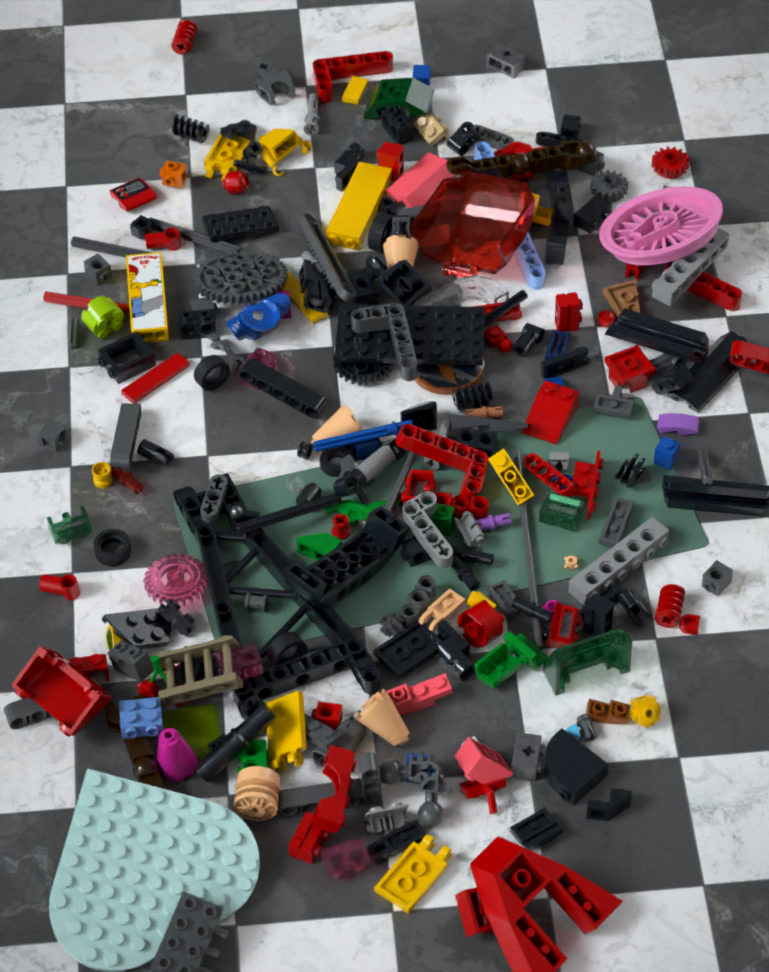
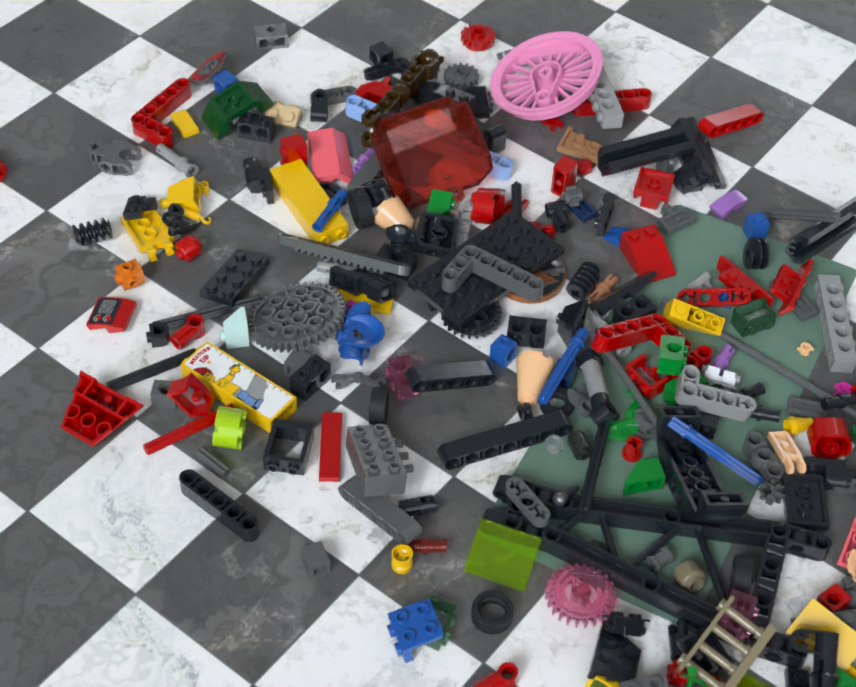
camera: 50 degrees left, 0 degrees up
(40, 361) = (209, 496): none -> black beam
(44, 250) = (96, 410): none -> red wedge
(48, 513) = (414, 627): none -> blue bracket
(105, 278) = (191, 396): none -> red window
(160, 402) = (377, 460): none -> dark grey piece
(162, 520) = (502, 555): none -> clear neon green piece
(190, 258) = (235, 330): none -> light aqua slope
(258, 626) = (689, 576): none -> dark tan head
(266, 456) = (504, 439): none -> black beam
(347, 396) = (503, 351): none -> blue brick
(362, 216) = (330, 210): none -> blue pin
(382, 400) = (527, 331): none -> black brick
(383, 564) = (715, 451): none -> blue axle
(424, 56) = (209, 68): none -> shield
(440, 270) = (441, 202): none -> green slope
(445, 482) = (672, 355): none -> green brick
(469, 290) = (487, 205): none -> red brick
(551, 330) = (572, 196): none -> dark grey gear
(617, 504) = (788, 285): none -> red bracket

